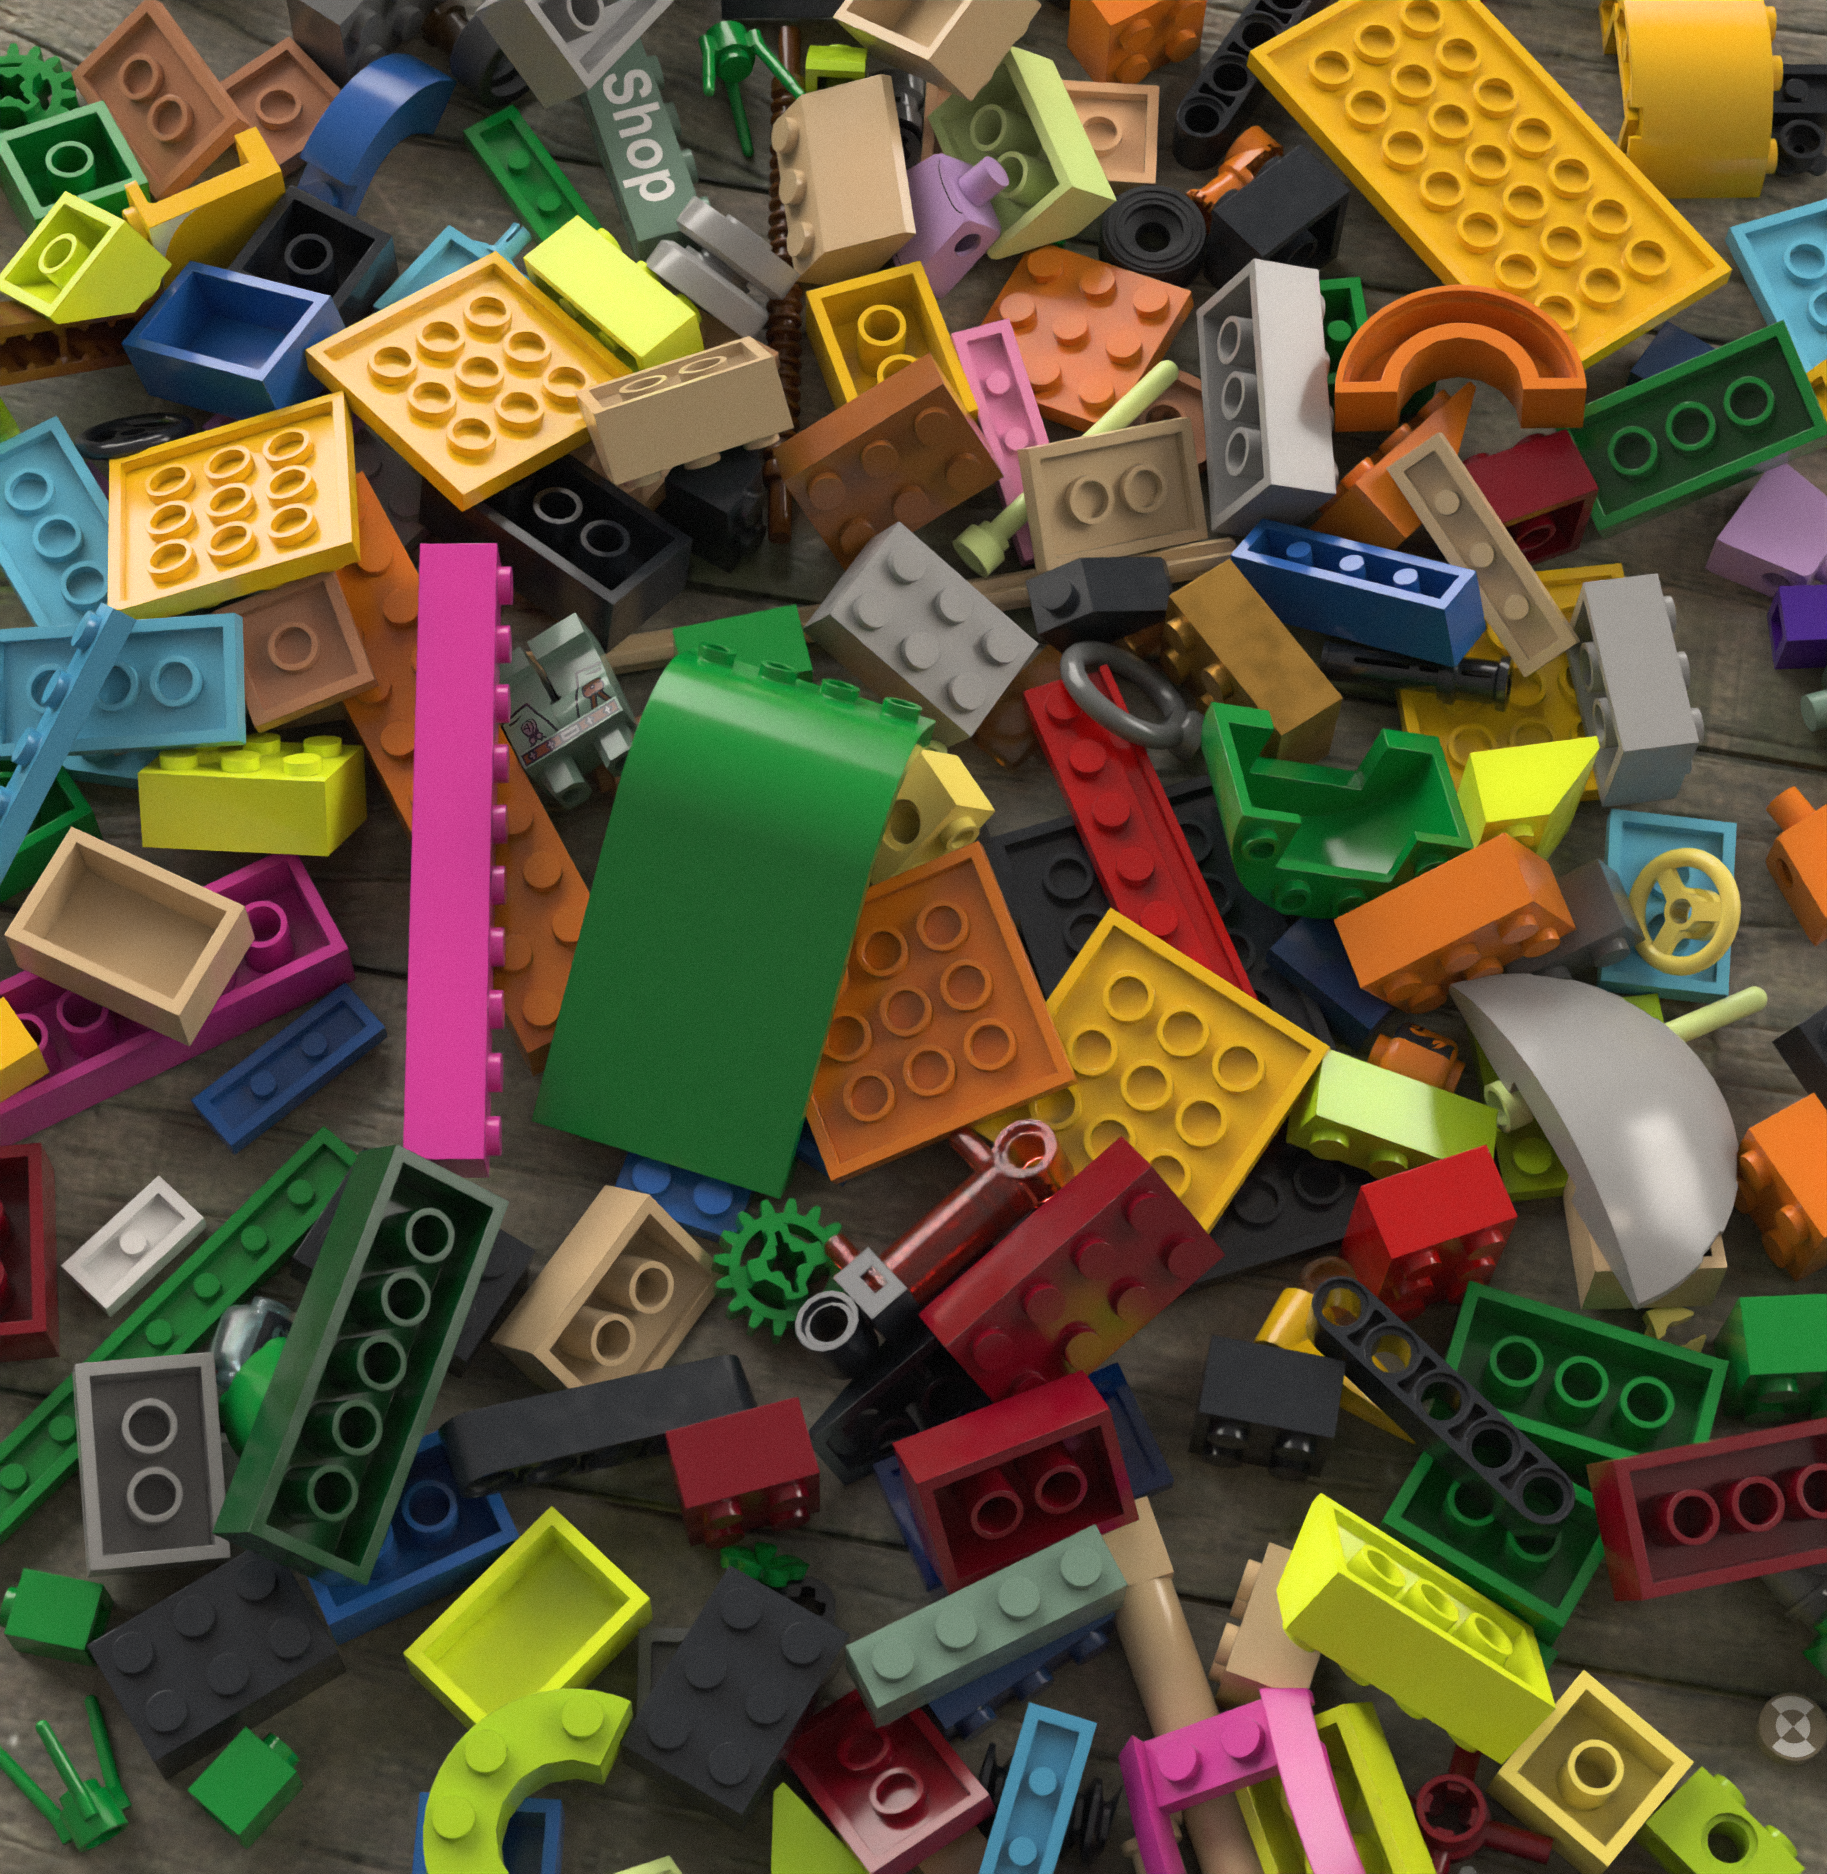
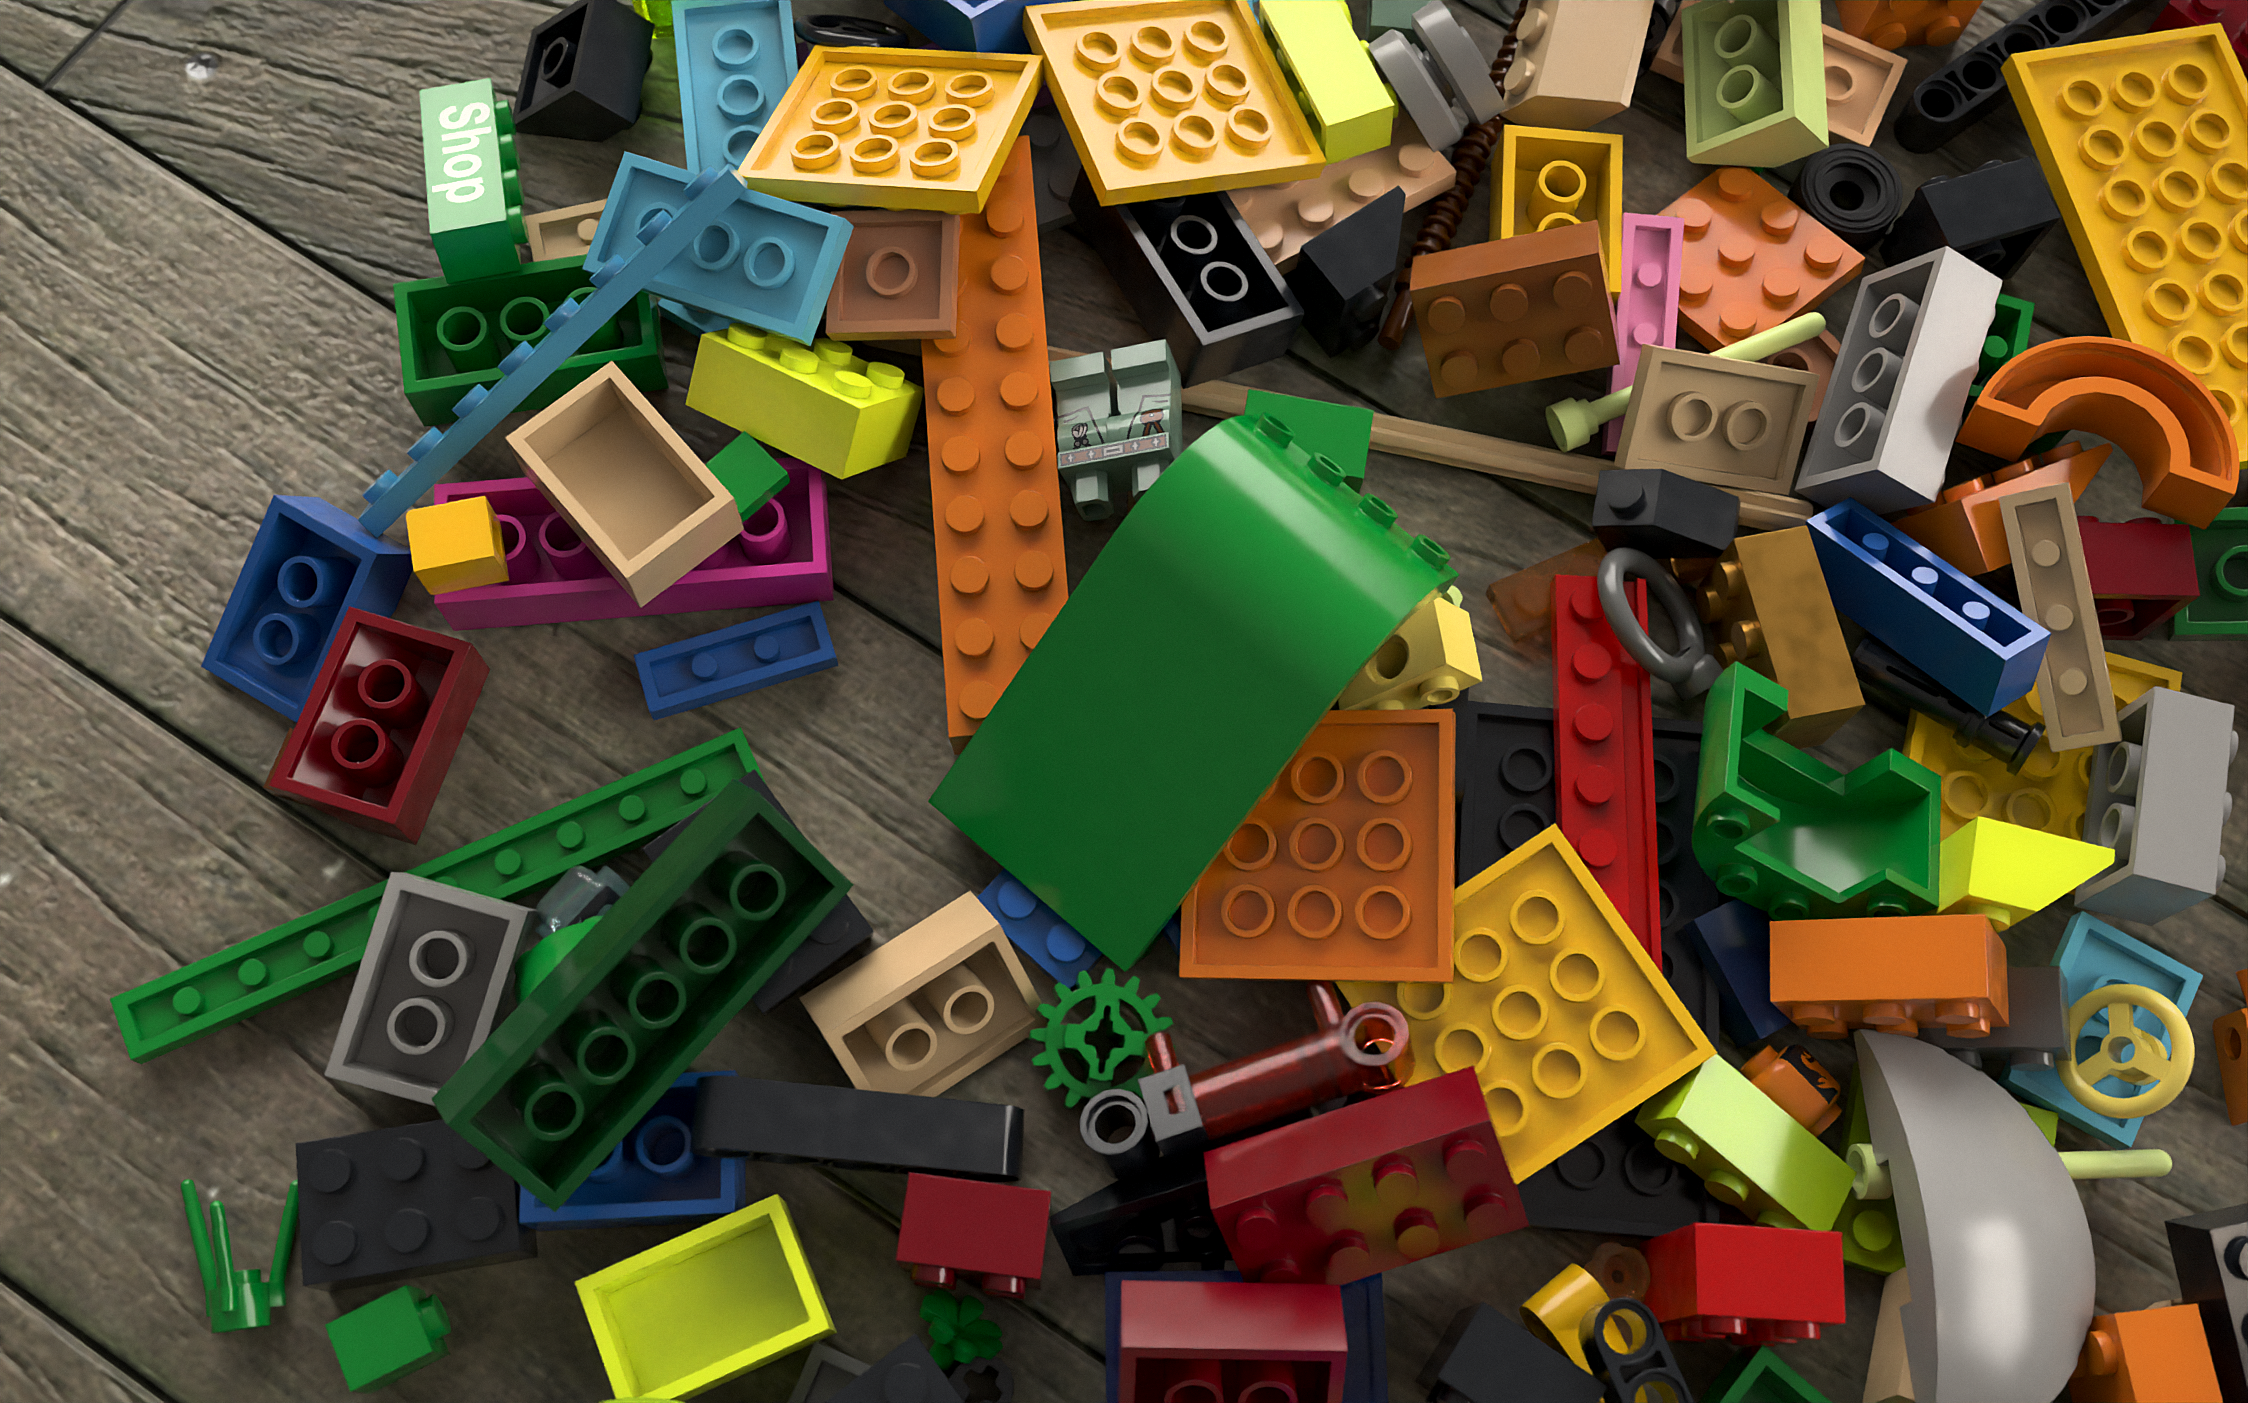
camera: 20 degrees right, 5 degrees up
(55, 1616) = (294, 1094): green brick -> none
(134, 1246) = (524, 770): white plate -> none
(238, 881) = (748, 474): none -> green tile
(454, 858) = (951, 534): dark pink brick -> none
(685, 412) = (1346, 191): tan slope -> none
(920, 633) = (1481, 483): light grey brick -> none
(951, 217) = (1668, 107): lavender torso -> none
(1239, 169) = (1955, 159): orange connector -> none

